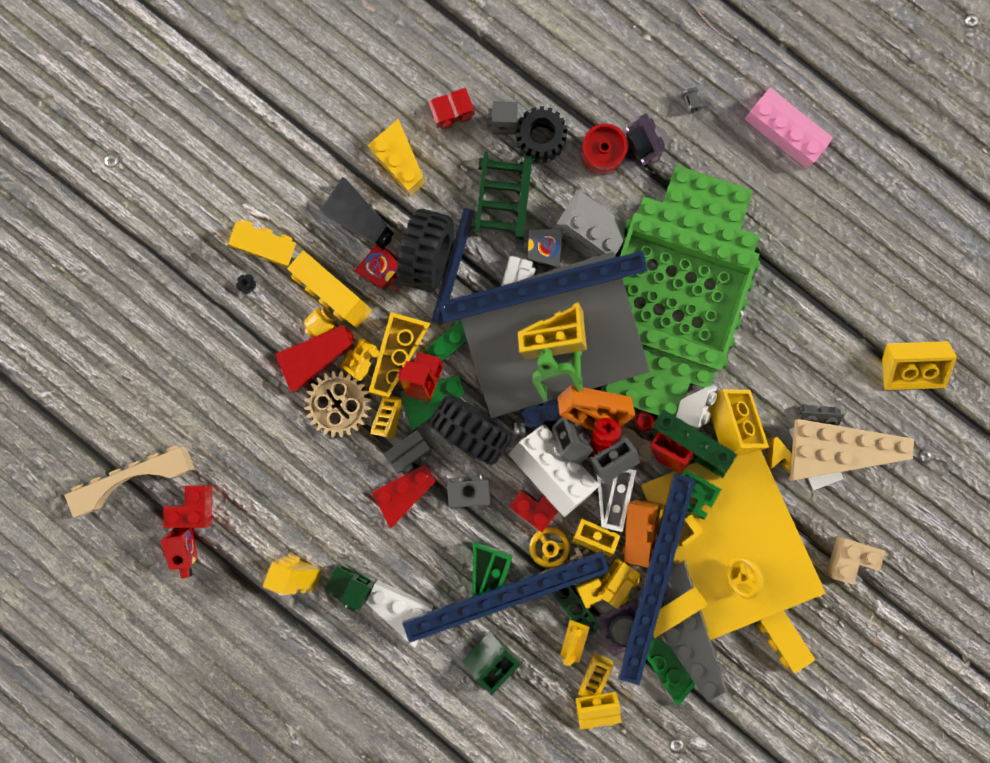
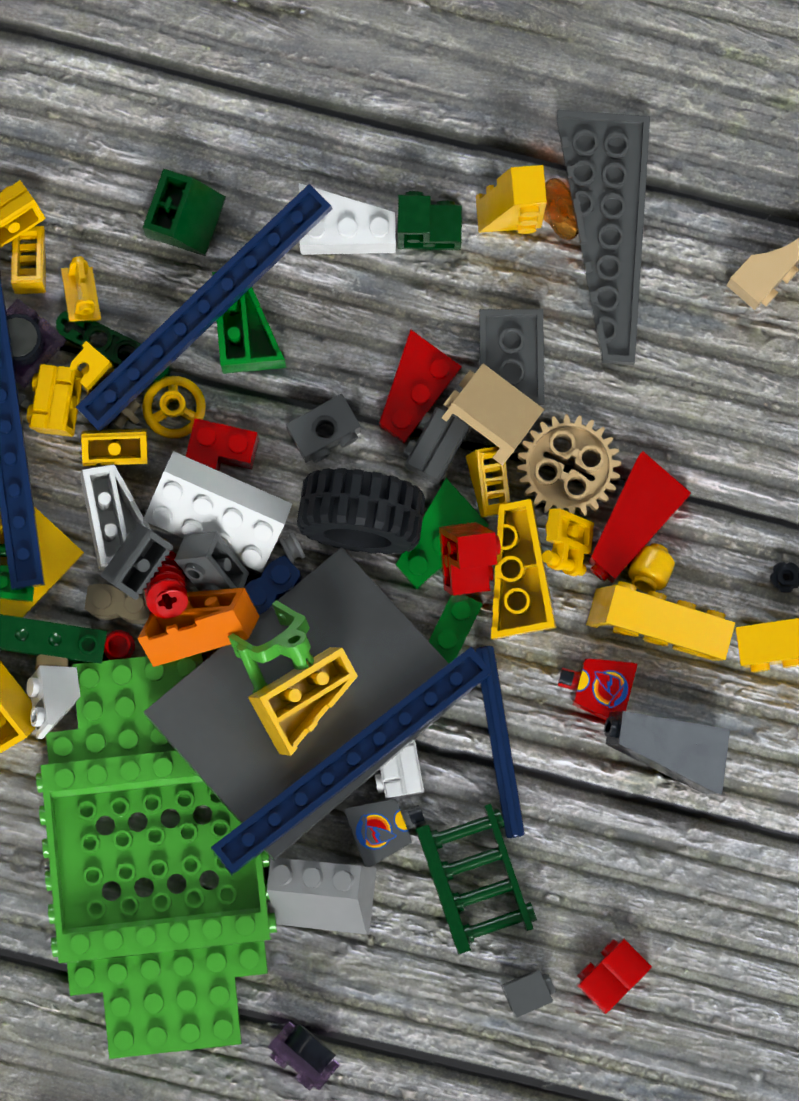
camera: 150 degrees right, 5 degrees down
(180, 550) = (687, 166): red torso -> none
(195, 511) = (694, 226): red brick -> none
(234, 560) = (607, 188): none -> dark grey wing
(267, 555) = (559, 209): none -> clear orange dish
(339, 484) = (514, 348): none -> dark grey plate
(364, 455) = (493, 410): none -> tan panel
(396, 156) = (656, 862): yellow wedge -> none
(425, 250) = (546, 735): black tyre -> none
(546, 119) = (485, 1014): black tyre -> none
(614, 144) = (352, 1036): red wheel -> none
(641, 531) = (56, 486): orange wedge -> none
(672, 454) = (62, 609): red torso -> none

